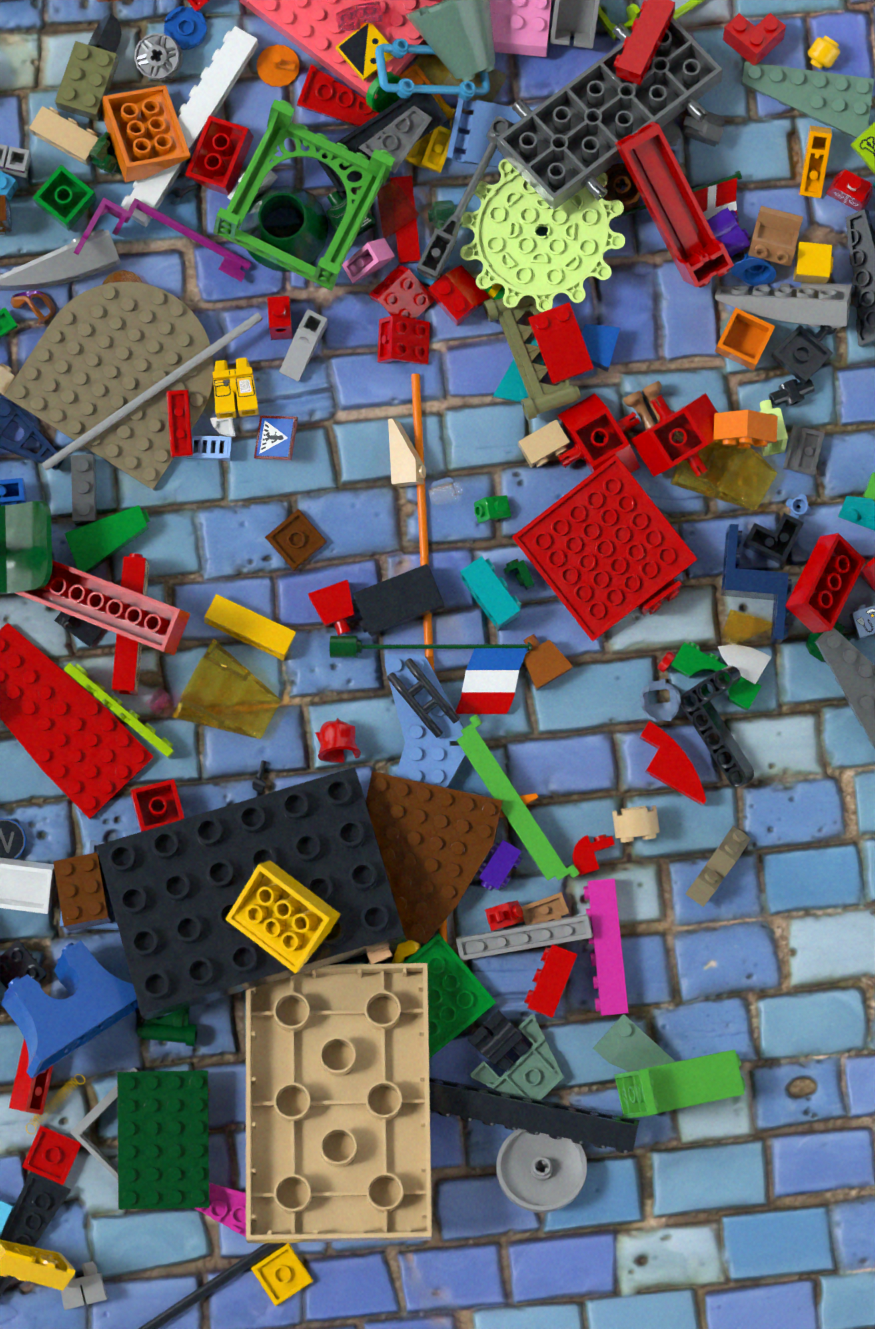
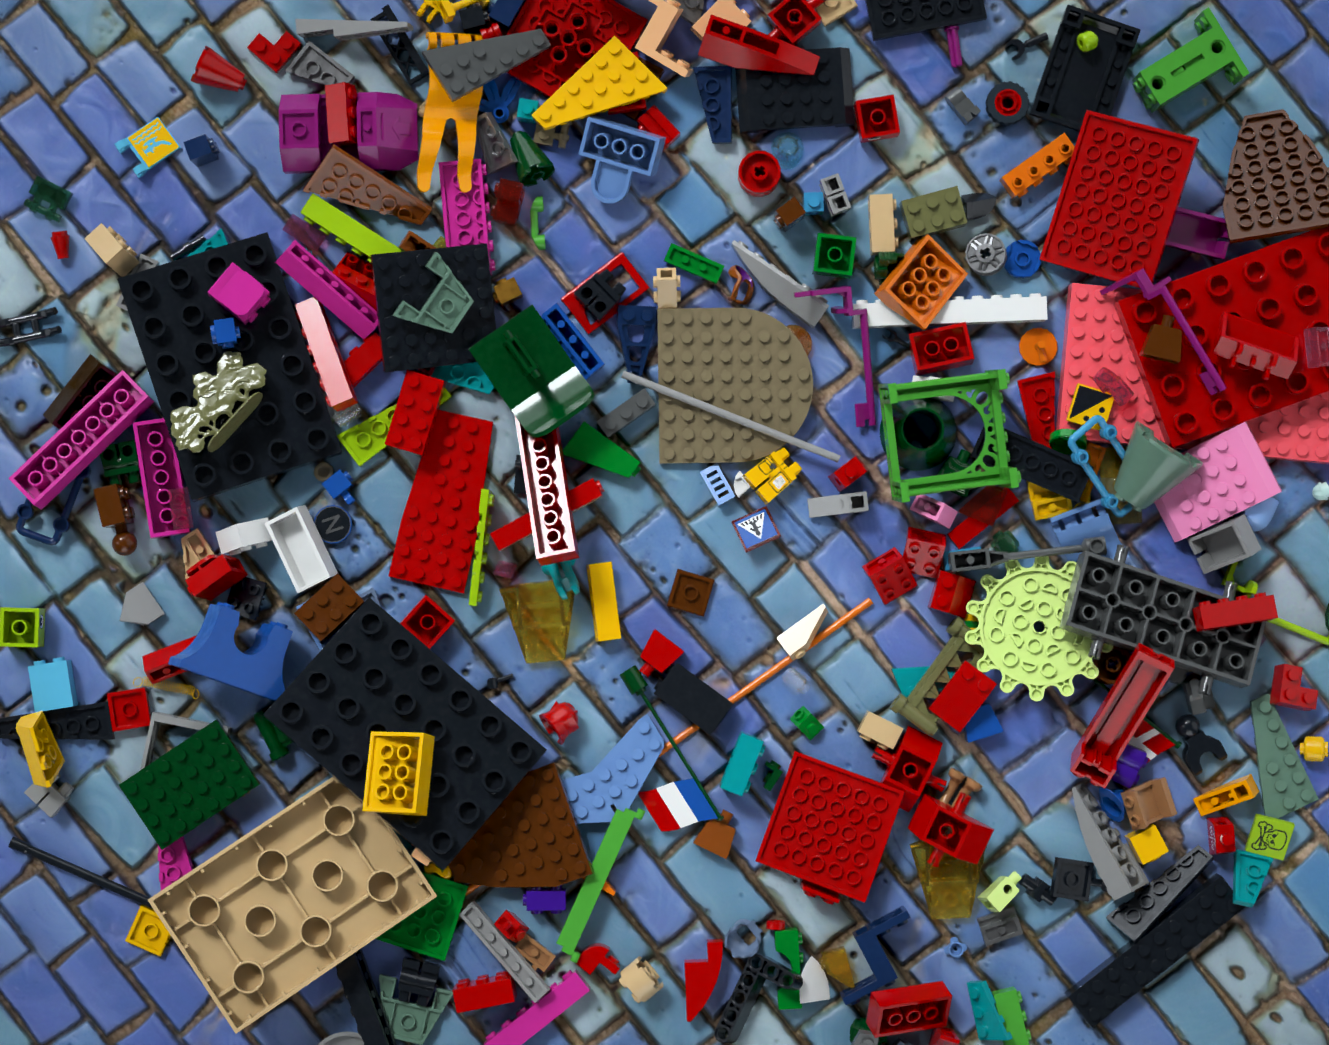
camera: 60 degrees right, 5 degrees up
(179, 423) = (720, 451): red tile -> none
(206, 652) = (564, 584): none -> teal piece
(399, 136) = (1040, 474): flat silver wing -> none
(437, 699) = (641, 757): black piece -> none
(744, 338) = (1055, 829): orange piece -> none
(745, 428) = (985, 877): orange piece -> none
(748, 156) = (1197, 743): none -> black piece
(774, 544) = (915, 951): black brick -> none

